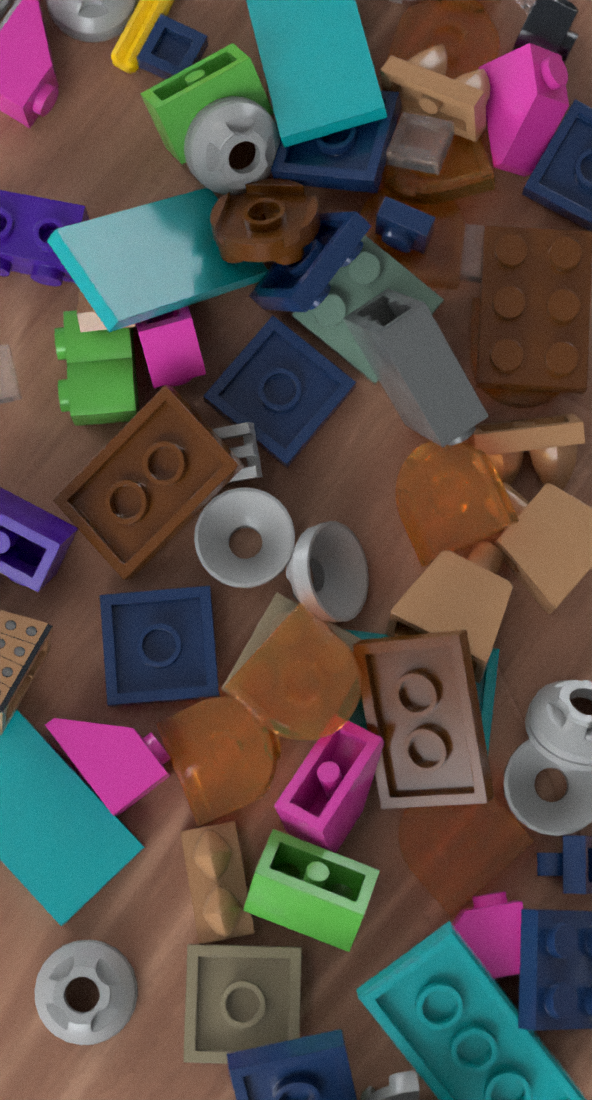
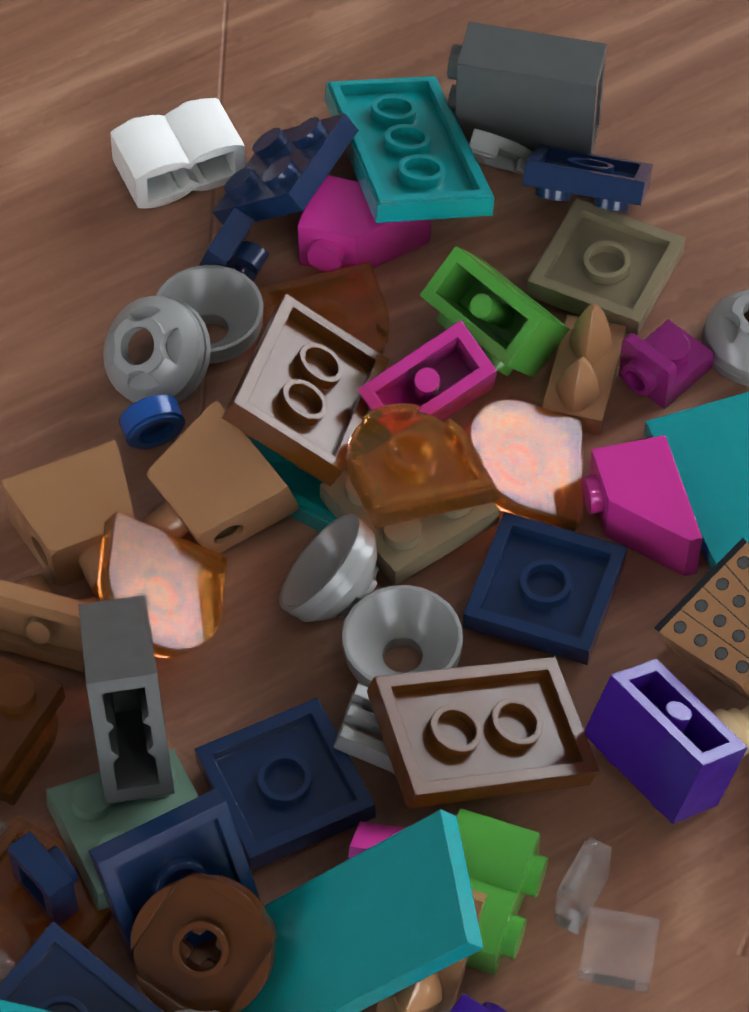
camera: 155 degrees left, 25 degrees down
(28, 402) = (582, 885): none -> clear tile
(153, 922) = (663, 363): none -> magenta bracket
(544, 659) = (152, 422): none -> blue tile

